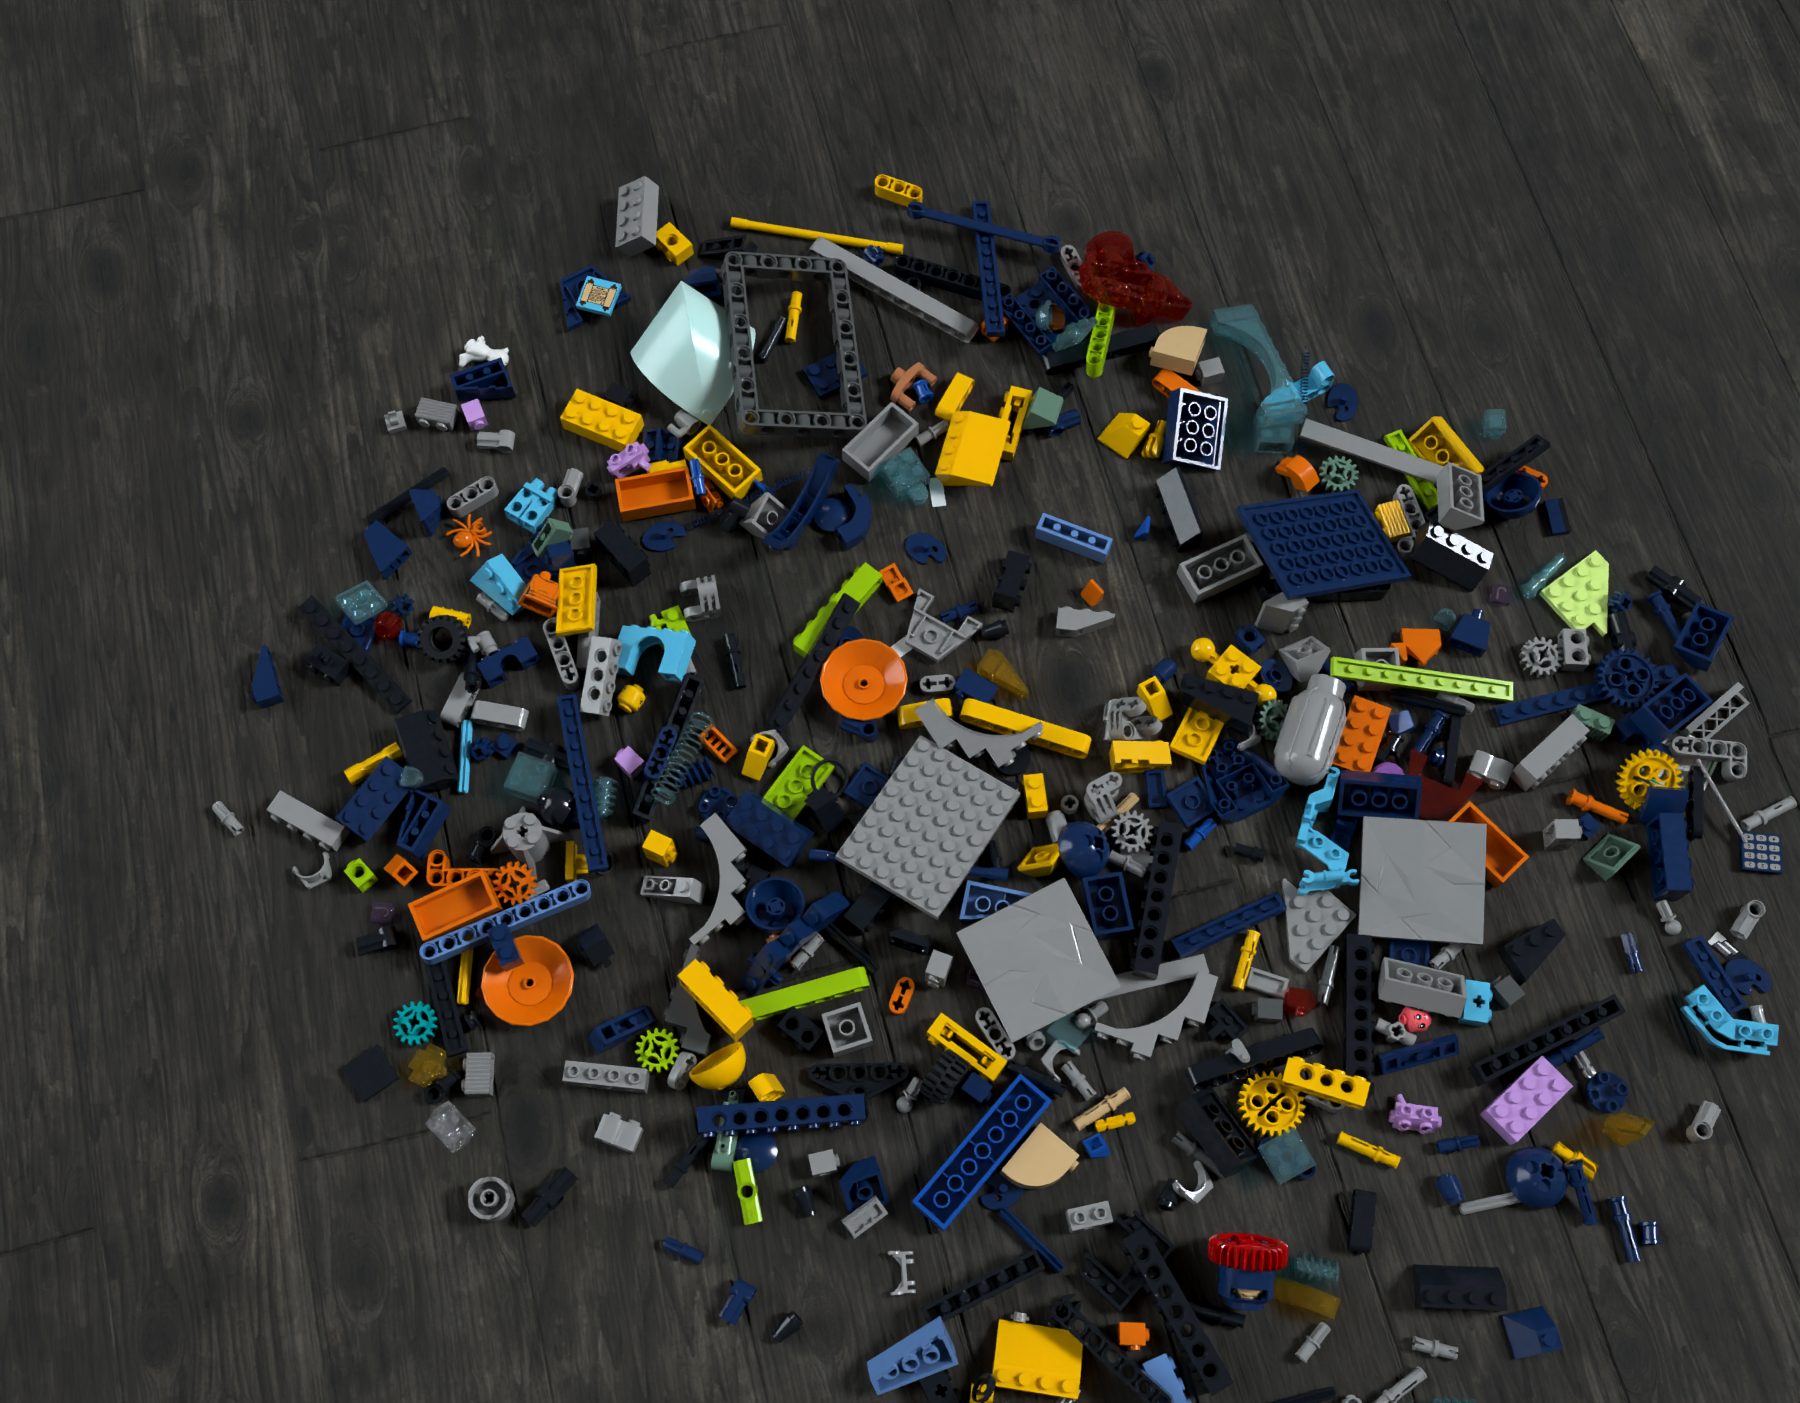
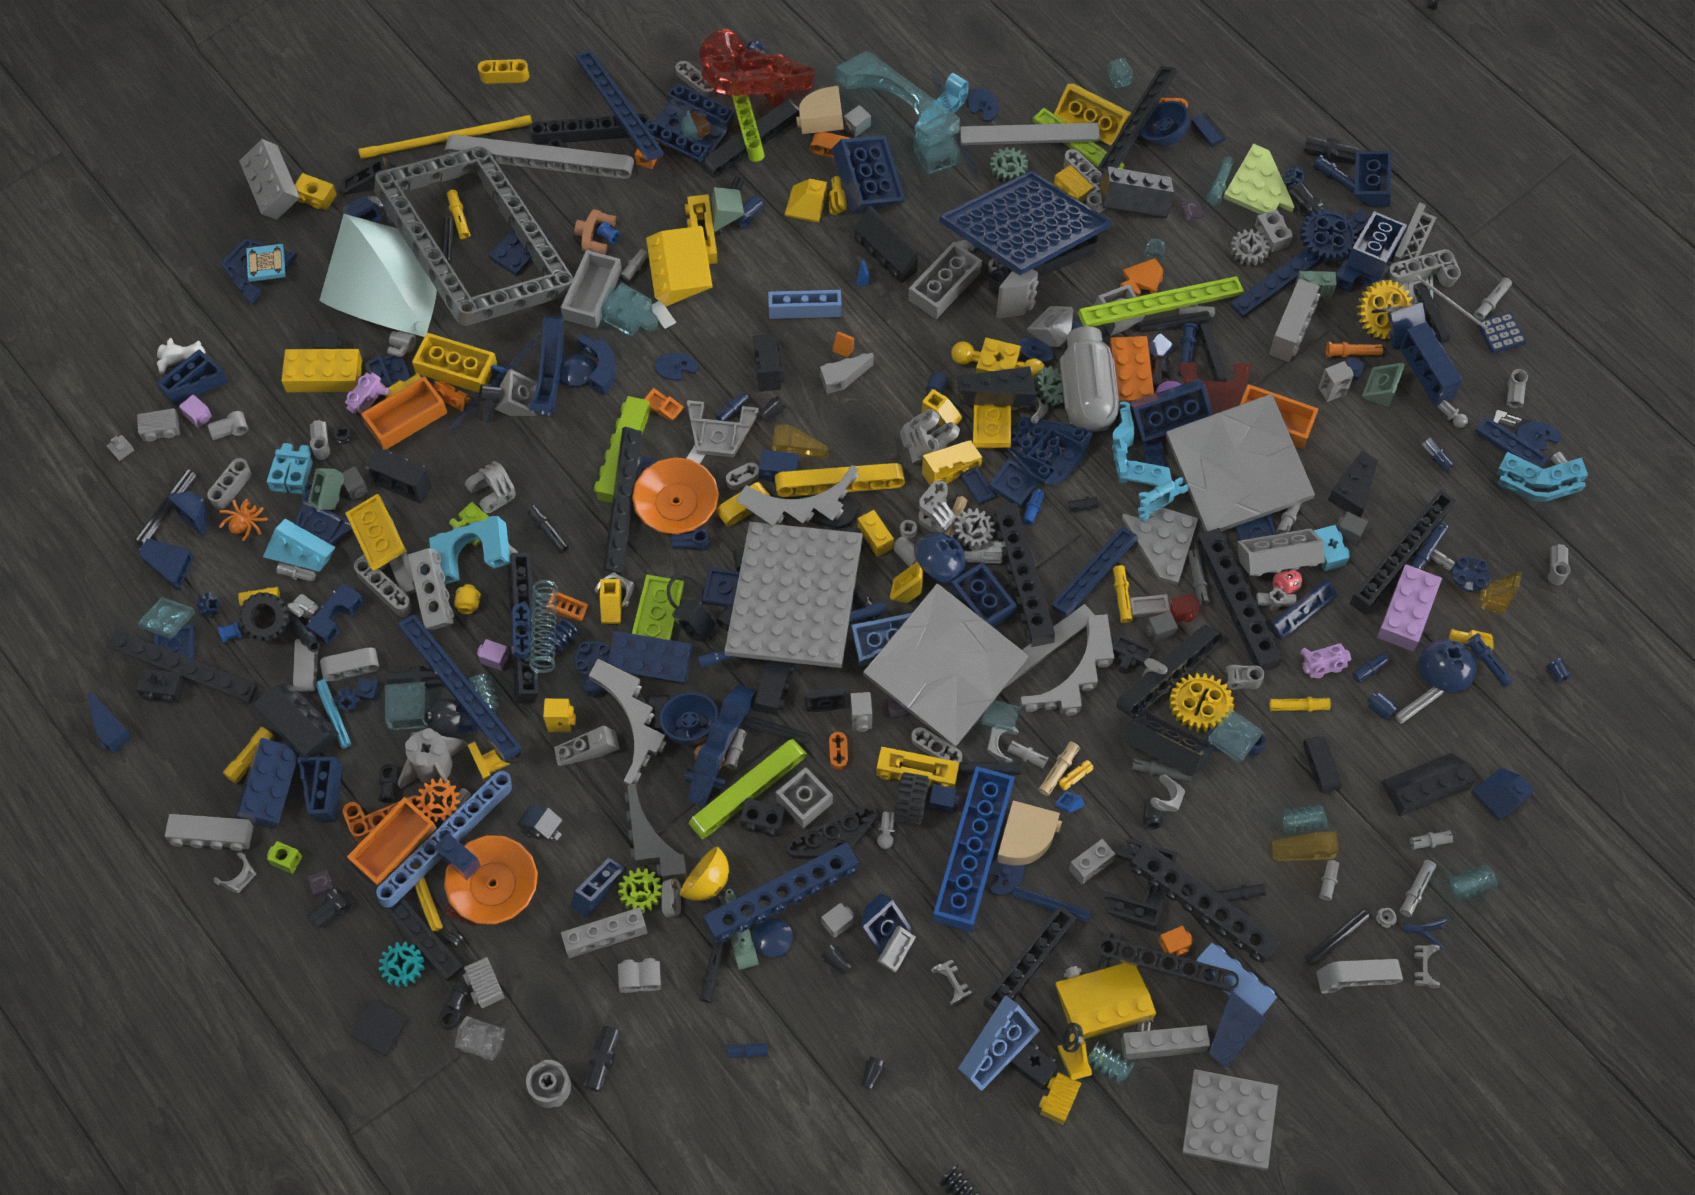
camera: 25 degrees left, 5 degrees down
(227, 818) = (127, 862): light grey axle -> none
(388, 625) = (203, 627): clear red piece -> none
(400, 870) = (321, 836): orange brick -> none
(411, 777) = (294, 747): clear light blue tile -> none
(428, 1065) = (431, 995): clear yellow plate -> none
(541, 595) = (340, 541): orange torso -> none
(559, 556) = (340, 500): dark blue brick -> none
(659, 540) = (425, 452): dark blue piece -> none
(697, 478) = (438, 382): blue axle -> none
(716, 1000) = (676, 818): yellow brick -> none
(740, 1296) = (818, 1066): dark blue piece -> none
(750, 1205) = (774, 961): lime piece -> none
(766, 1087) = (756, 874): yellow beam -> none
(873, 255) = (507, 133): dark blue gear -> none
(954, 396) = (640, 227): yellow beam -> none
(984, 227) = (664, 64): dark blue piece -> none
(1035, 1040) = (974, 737): light grey plate -> none
(1074, 333) = (724, 130): clear light blue plate -> none
(1083, 1020) = (1013, 694): light grey axle -> none
(1247, 1267) = (1247, 841): piece -> none
(1249, 648) = (997, 322): dark blue brick -> none
(1300, 472) = (975, 173): orange brick -> none
(1313, 1086) = (1250, 667): yellow brick -> none
(1437, 757) = (1203, 362): dark blue plate -> none
(1459, 498) = (1122, 140): light grey slope -> none
(1471, 633) = (1183, 251): dark blue torso -> none
(1490, 769) = (1254, 353): light grey brick -> none
(1622, 1216) = (1532, 668): dark blue pin -> none

